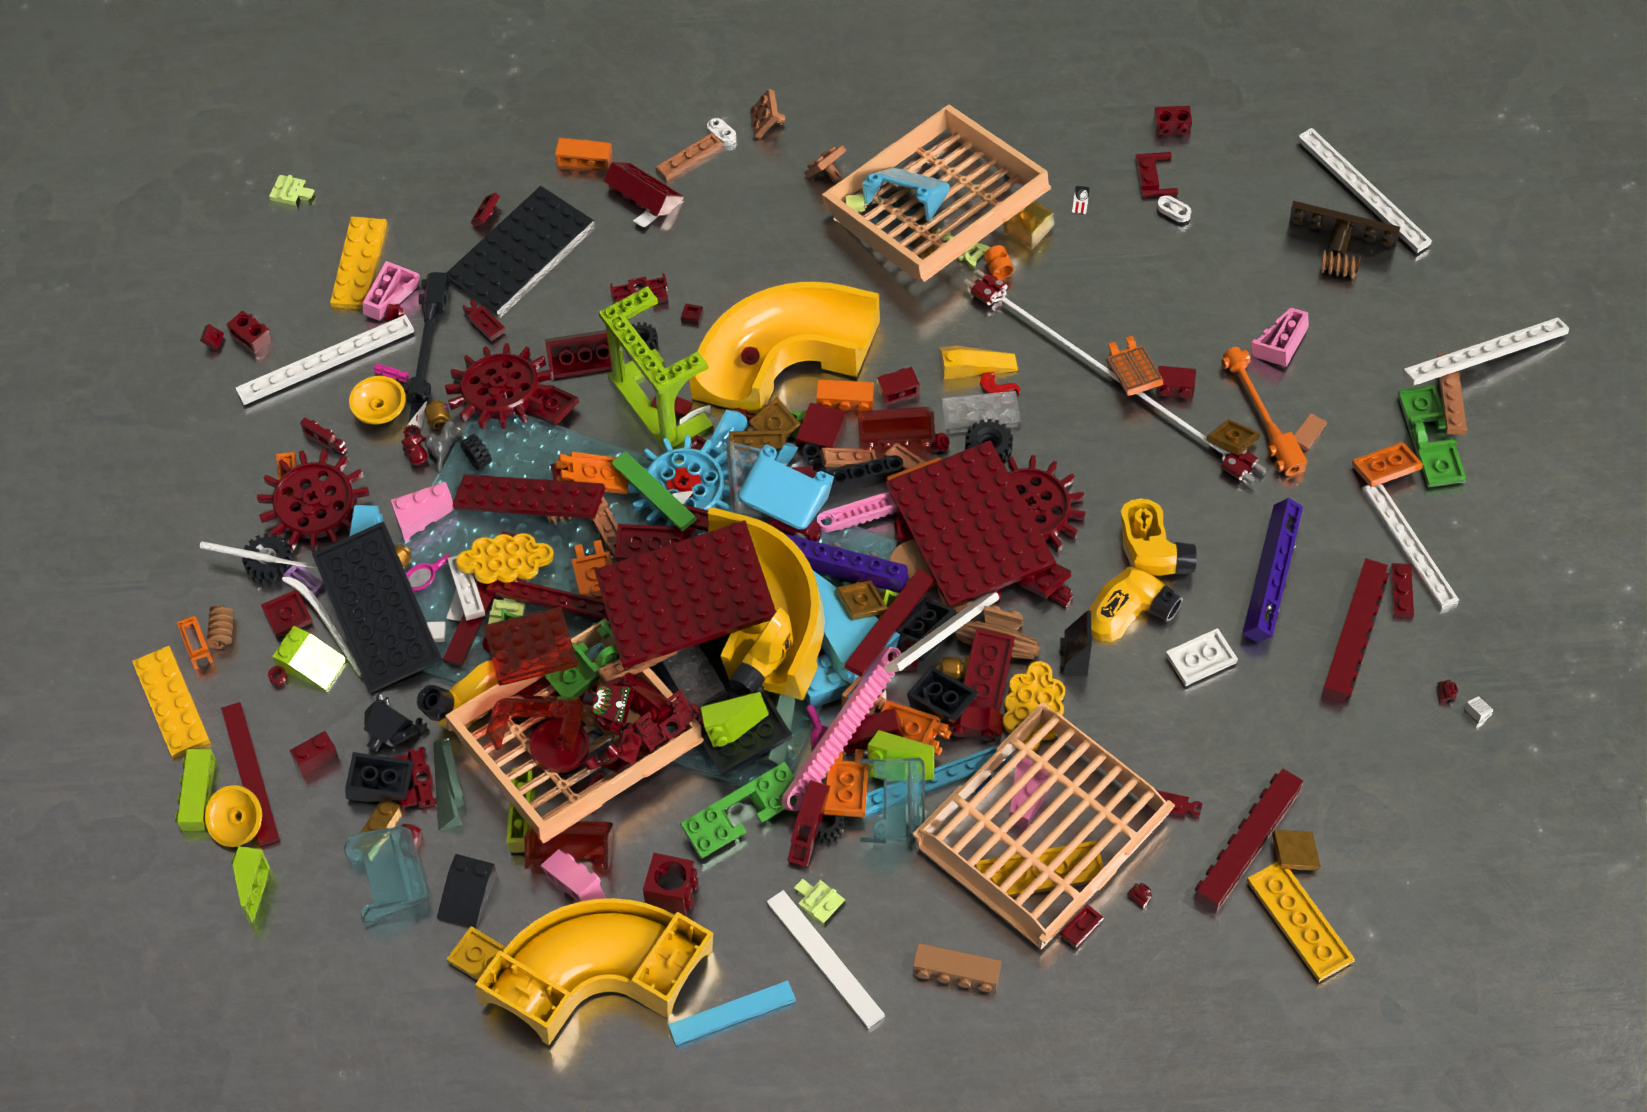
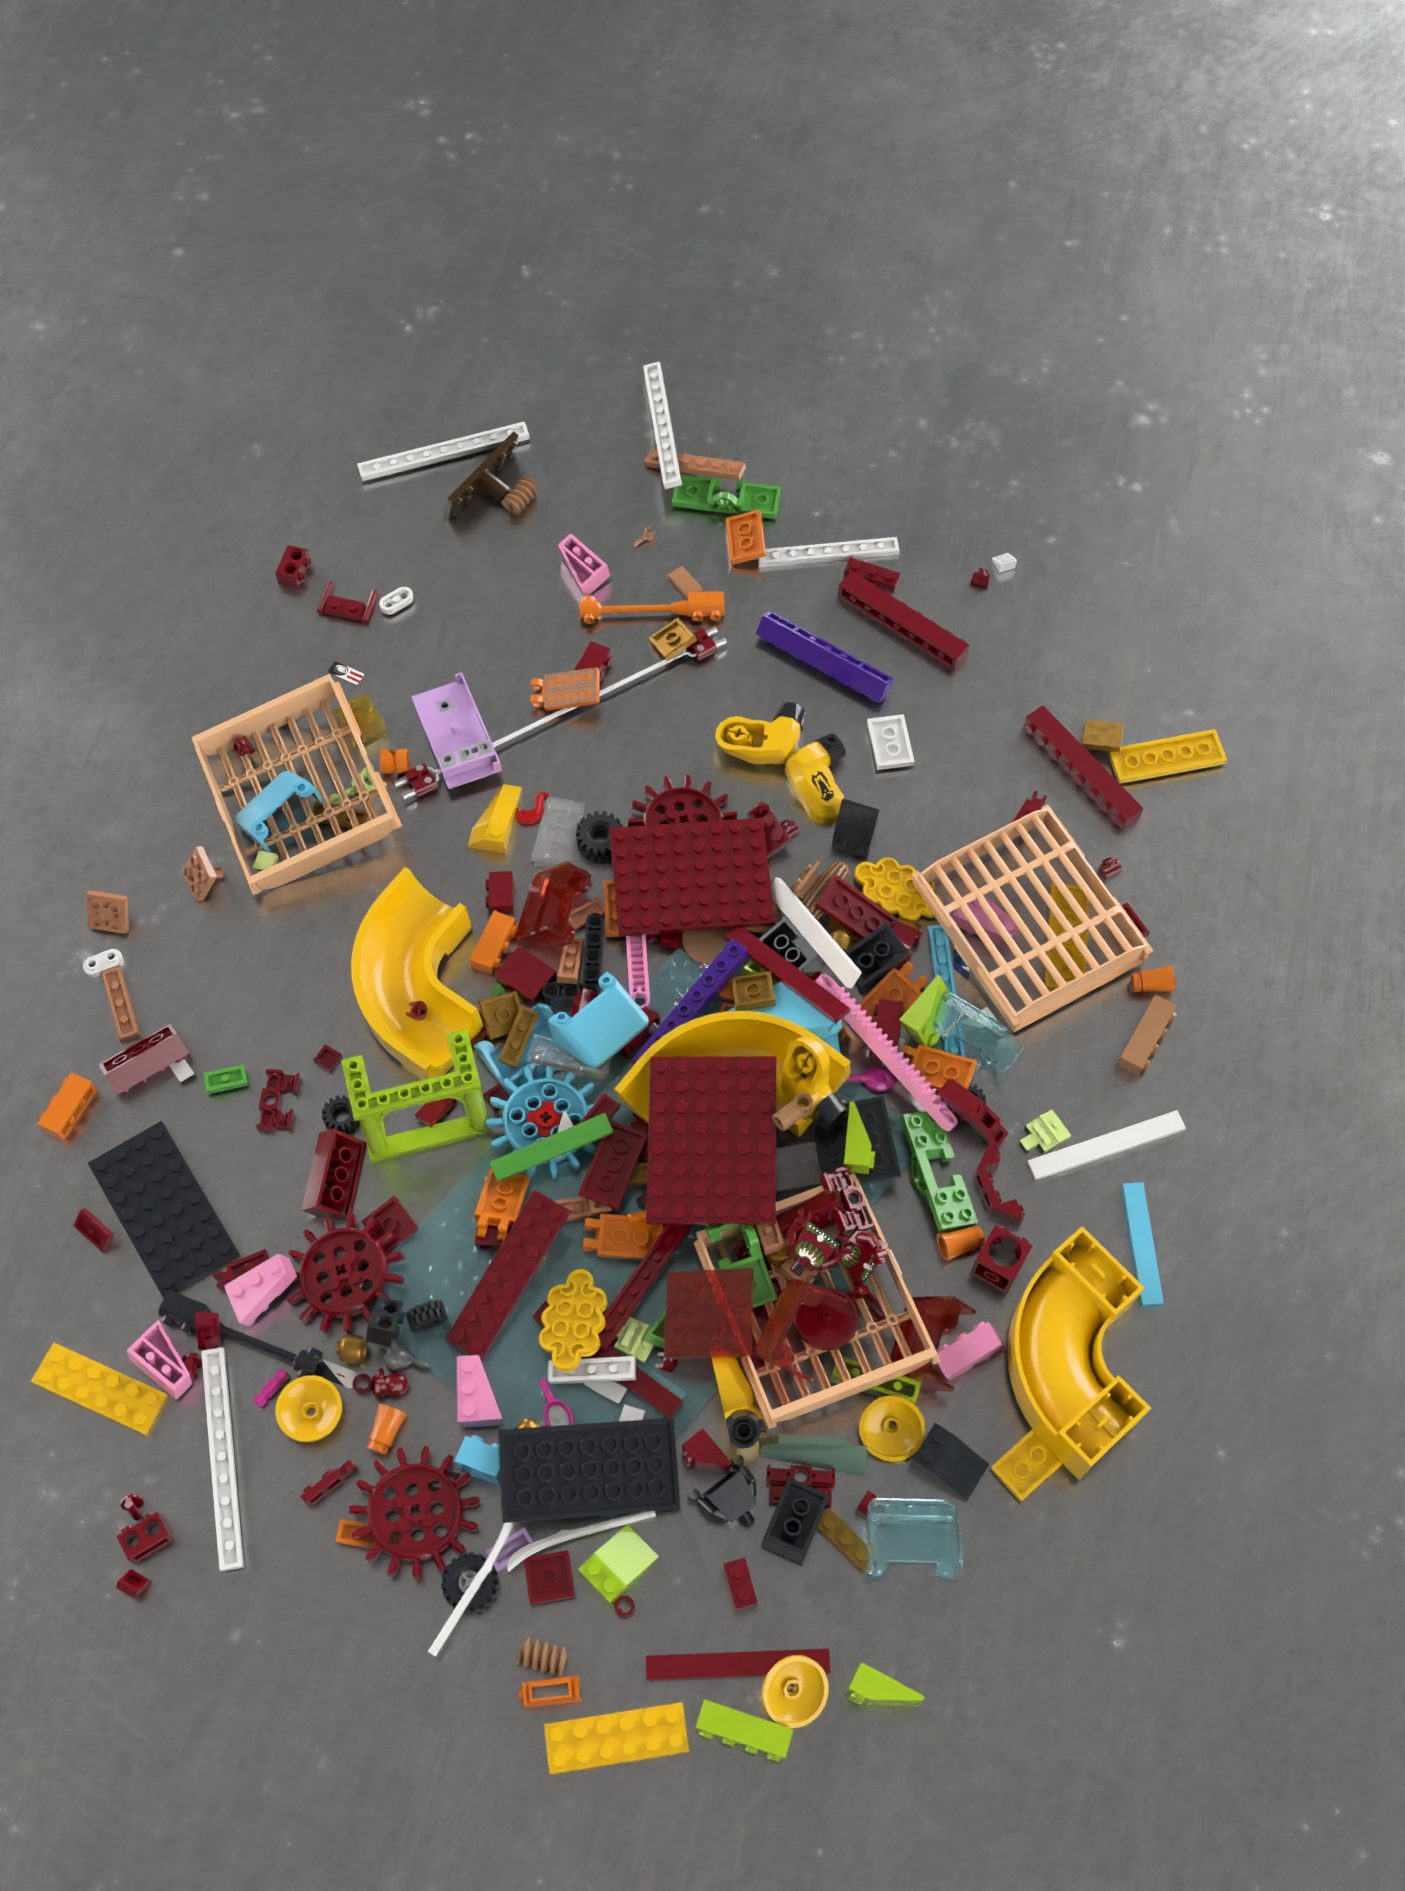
camera: 75 degrees left, 5 degrees up
(272, 315) = (132, 1503): none -> dark red plate
(377, 459) = (385, 1428): none -> orange plant
(412, 683) = (705, 1455): none -> dark red slope
(421, 311) = (208, 1330): none -> dark red plate
(458, 420) = (384, 1322): none -> black brick
(467, 331) = (258, 1287): none -> bright pink wedge
(481, 832) = (892, 1442): none -> yellow dish
(645, 249) = (225, 1079): none -> bright green plate
(677, 845) = (959, 1242): none -> orange plant
(726, 643) = (793, 1112): none -> medium nougat piece
(771, 854) = (1009, 1210): none -> dark red slope
(961, 146) = (243, 746): none -> dark red plate
(1021, 961) = (1154, 980): none -> orange plant
(1049, 299) = (456, 733): none -> lavender piece
(1073, 565) = (759, 810): none -> dark red plate
(1351, 384) = (647, 536): none -> nougat hand

